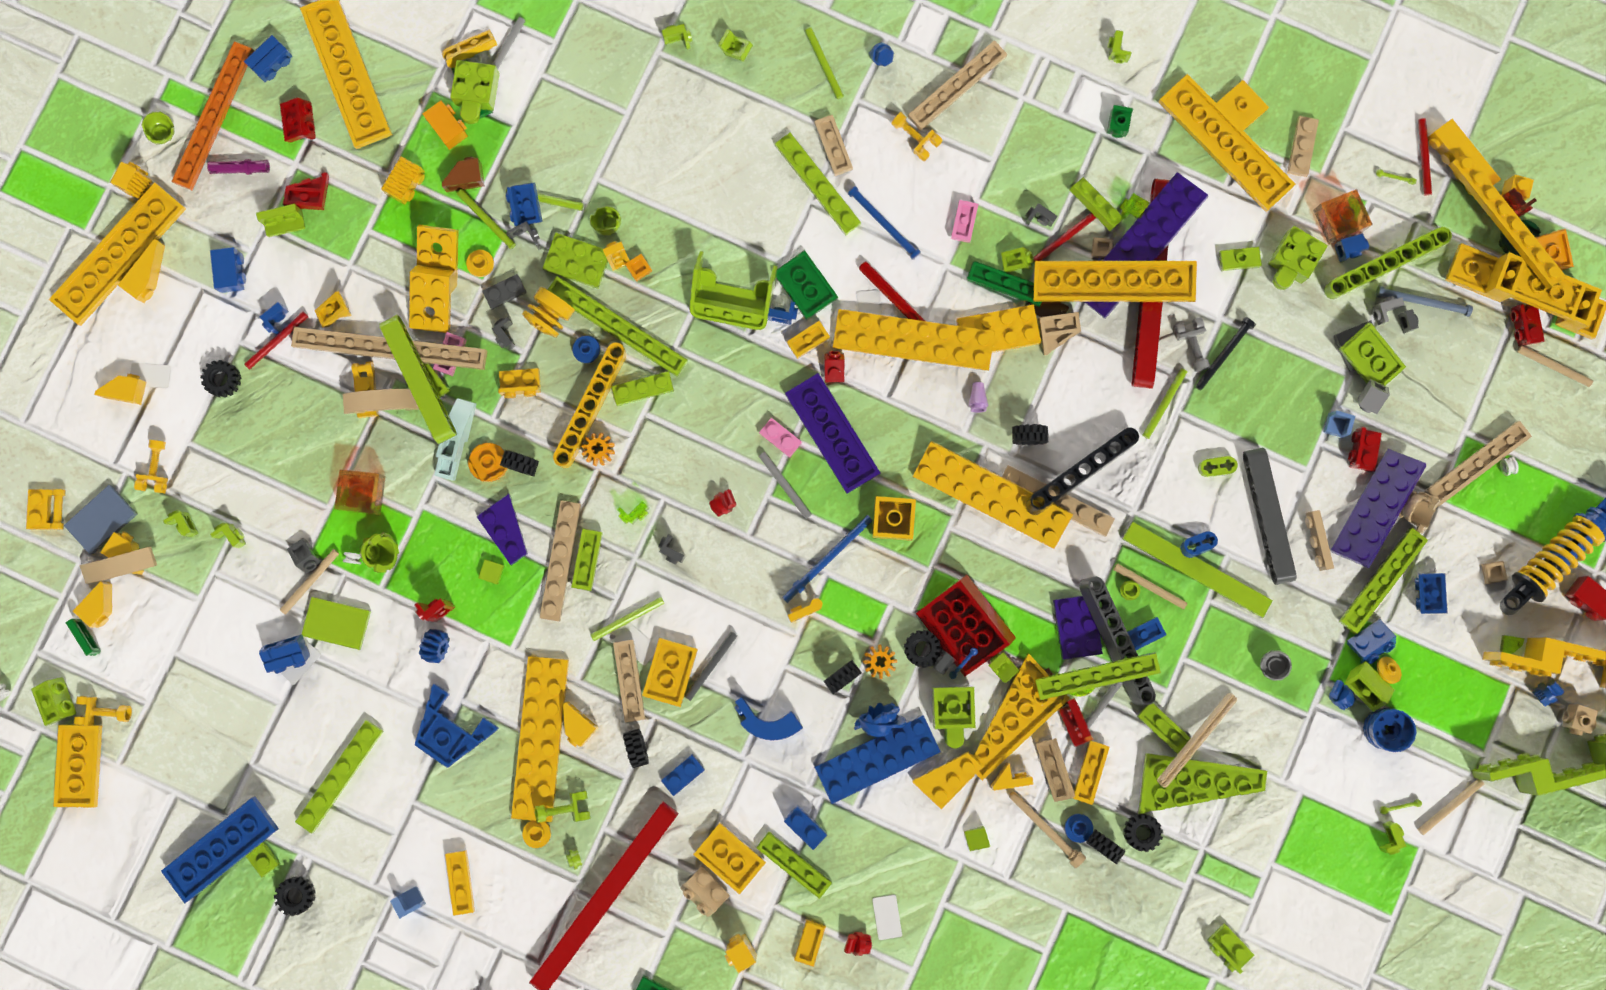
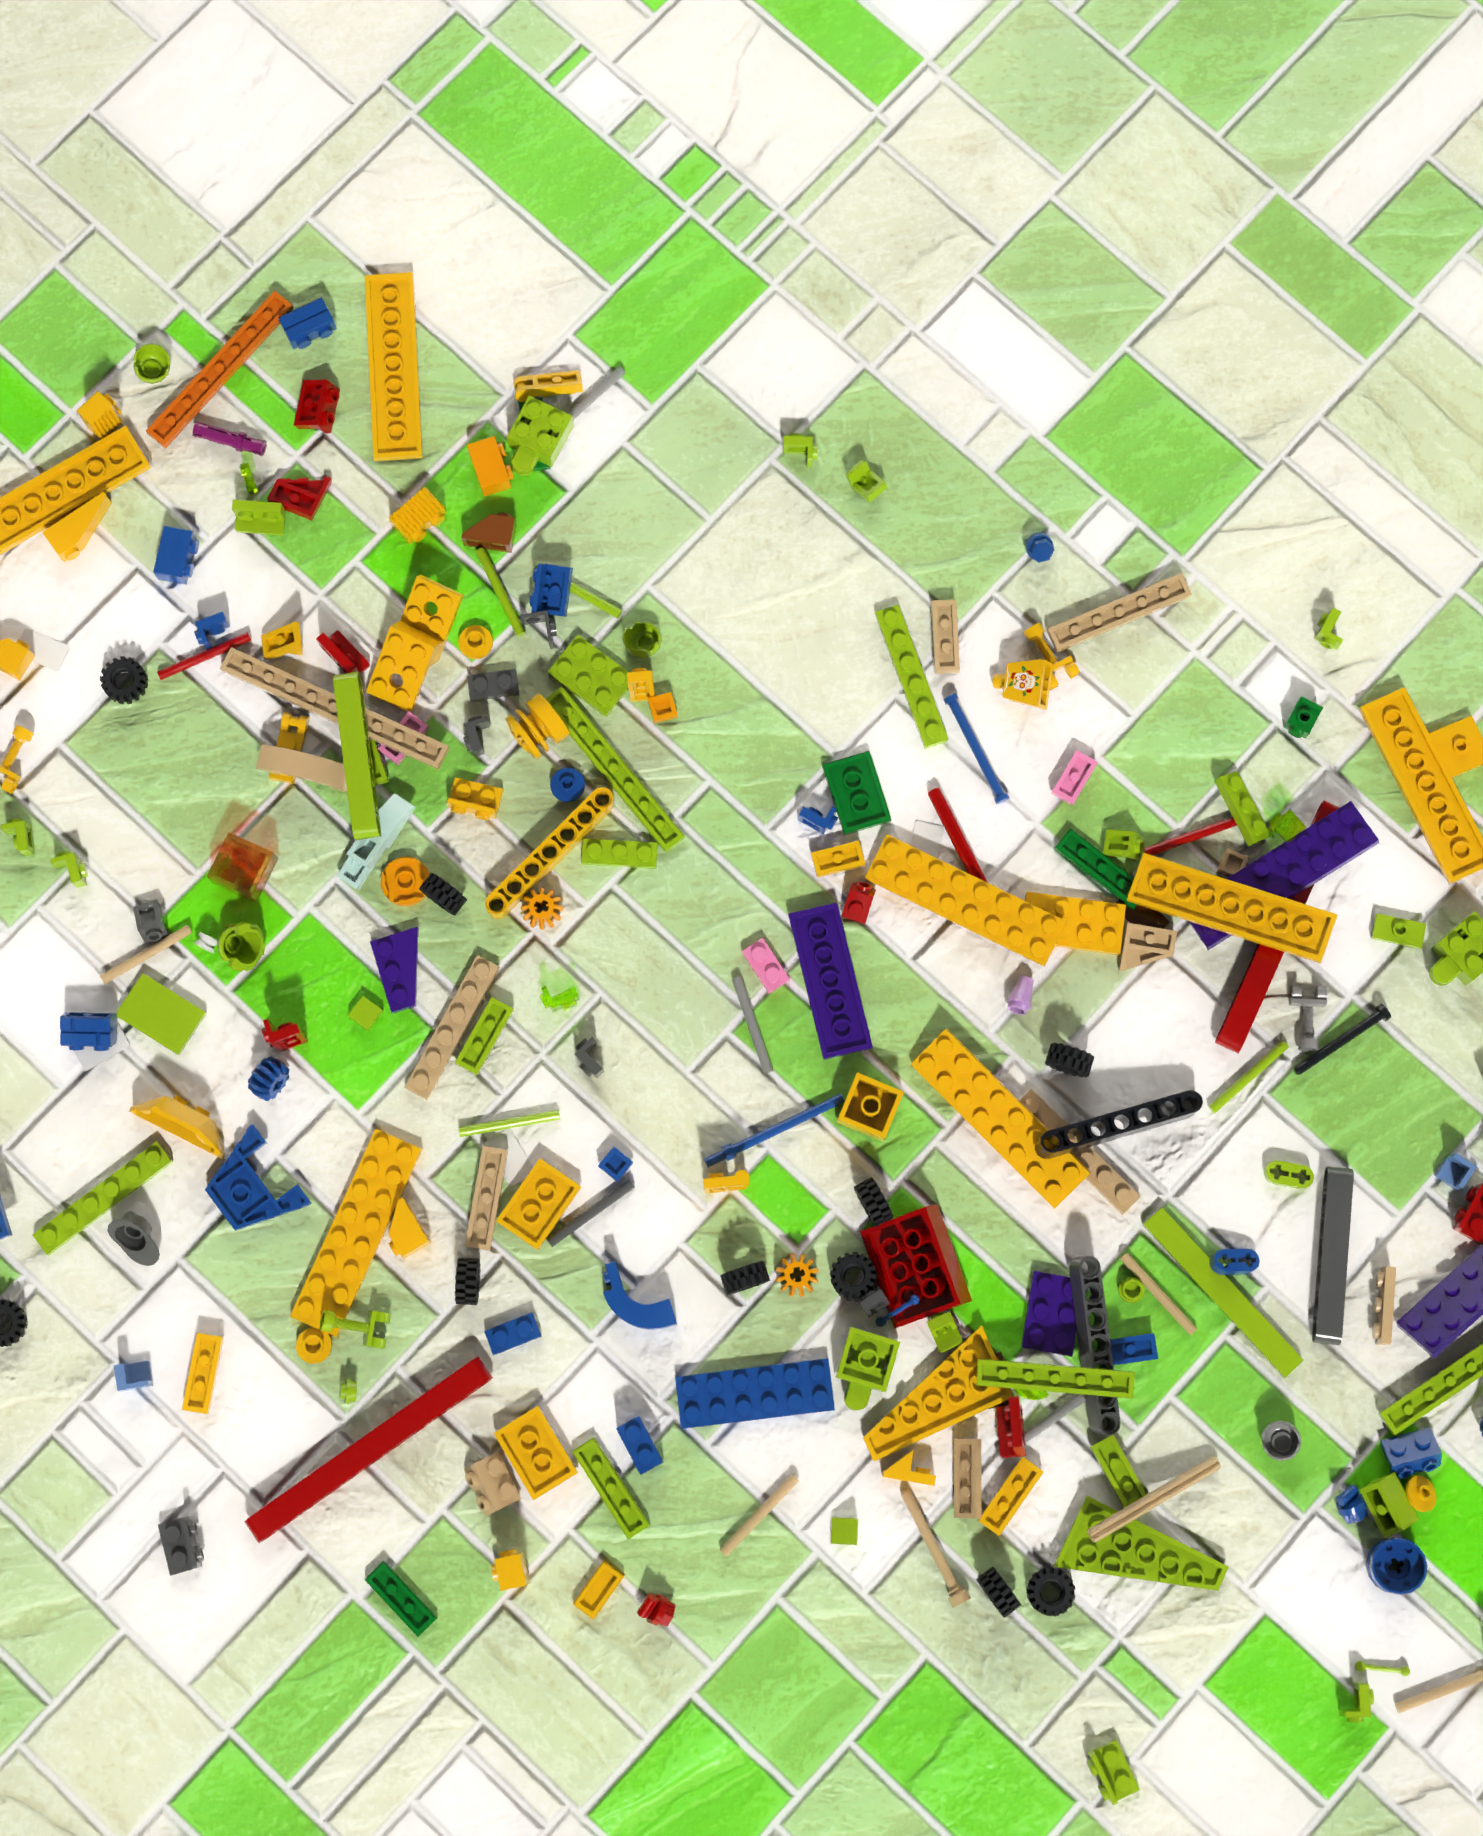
camera: 20 degrees right, 5 degrees down
(260, 188) = (247, 473): none -> clear neon green tile
(373, 797) = (134, 1237): none -> dark grey piece
(380, 699) = (182, 1121): none -> yellow wedge
(381, 303) = (343, 653): none -> red bracket
(717, 623) = (615, 1164): none -> blue plate
(723, 503) = (670, 1021): red piece -> none
(730, 303) = (758, 785): lime windscreen -> none
(824, 63) = (966, 535): lime bar -> none
(880, 720) = (773, 1346): blue hair -> none
(887, 917) = (703, 1591): white sticker -> none
(905, 160) = (1026, 682): none -> yellow torso
(910, 848) = (759, 1515): none -> tan bar
(919, 588) = (873, 1202): none -> black tyre
(947, 780) = (833, 1445): yellow wing -> none
(1042, 214) = (1173, 802): dark grey bracket -> none
(1078, 828) = (973, 1559): blue piece -> none

